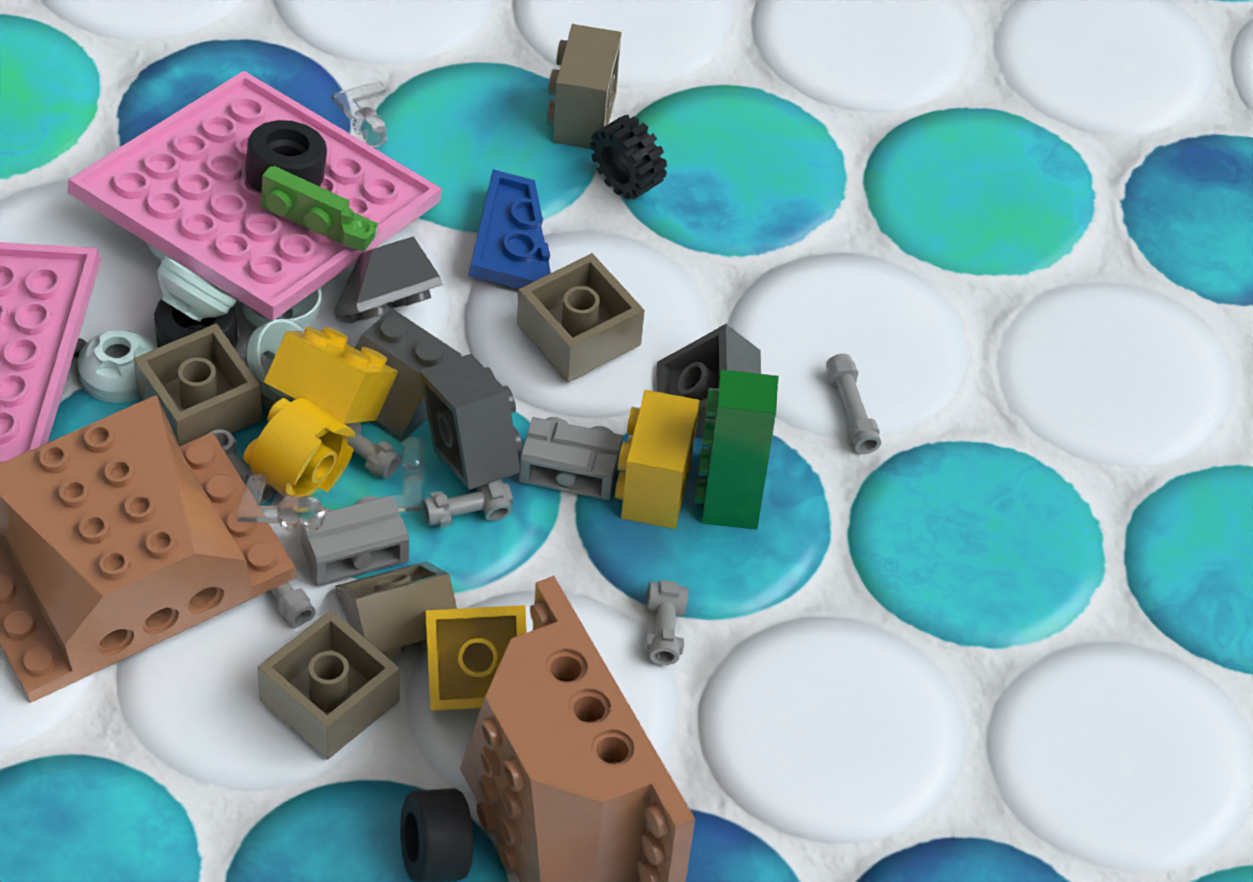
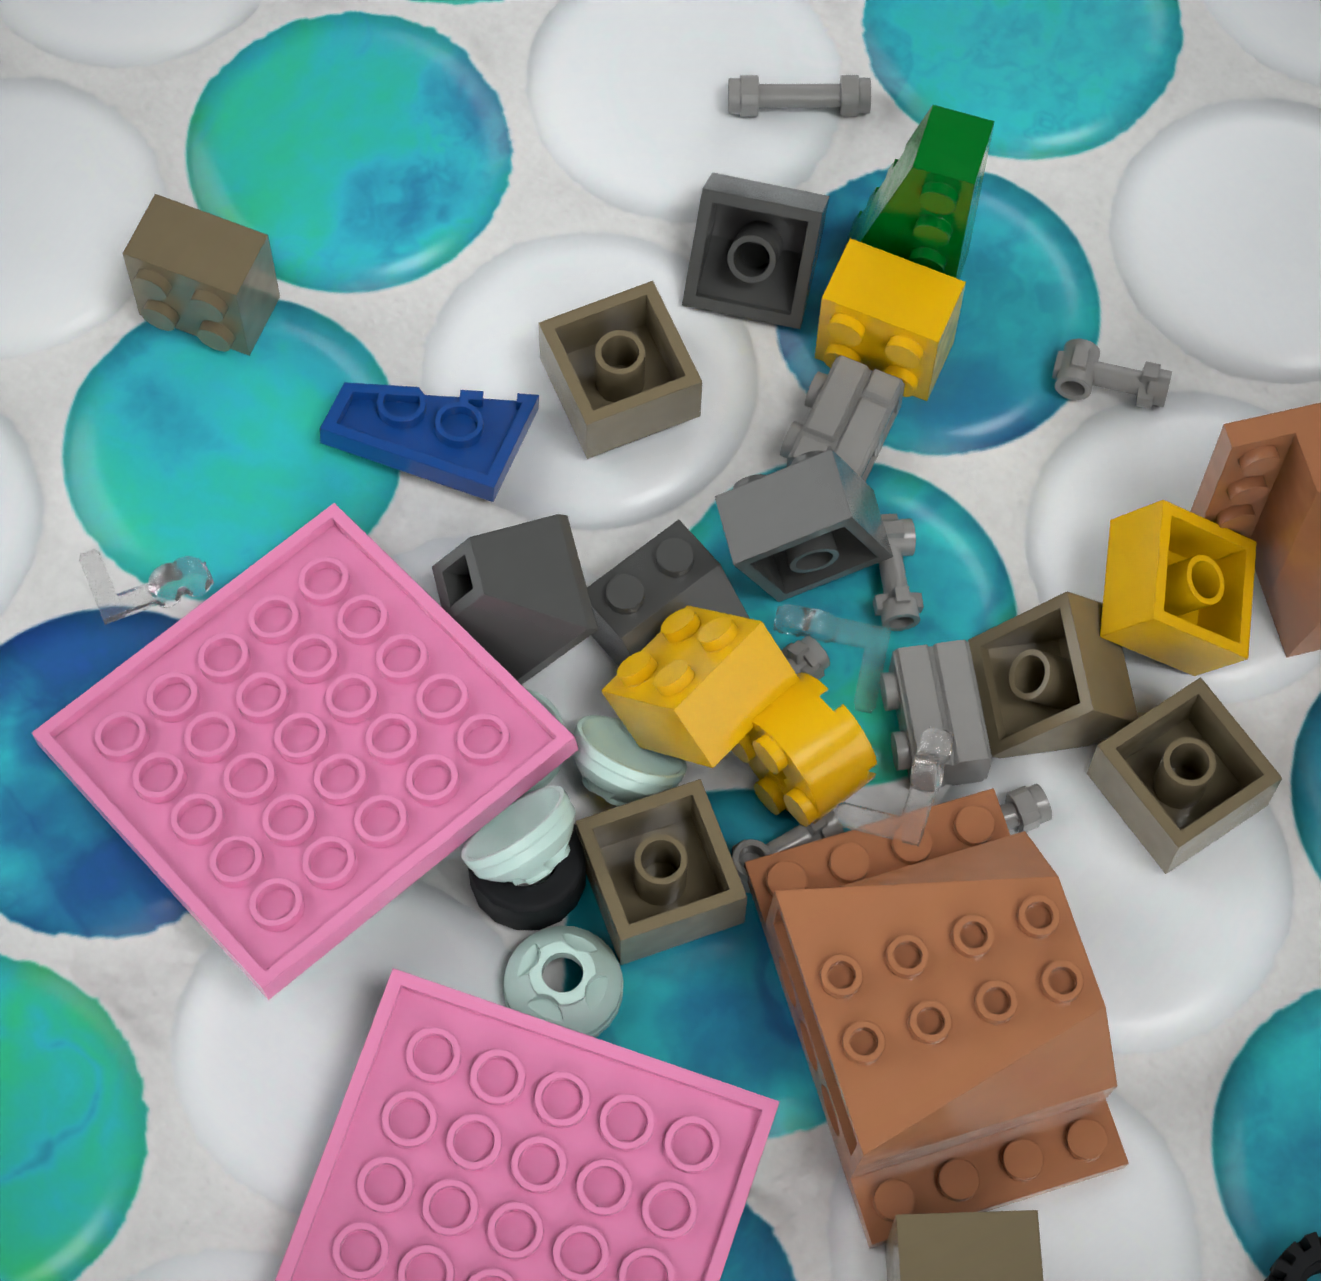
camera: 75 degrees left, 15 degrees up
(287, 146) = (269, 651): black tyre -> none
(315, 209) = (400, 649): bright green hinge -> none
(628, 157) = (343, 252): black tyre -> none

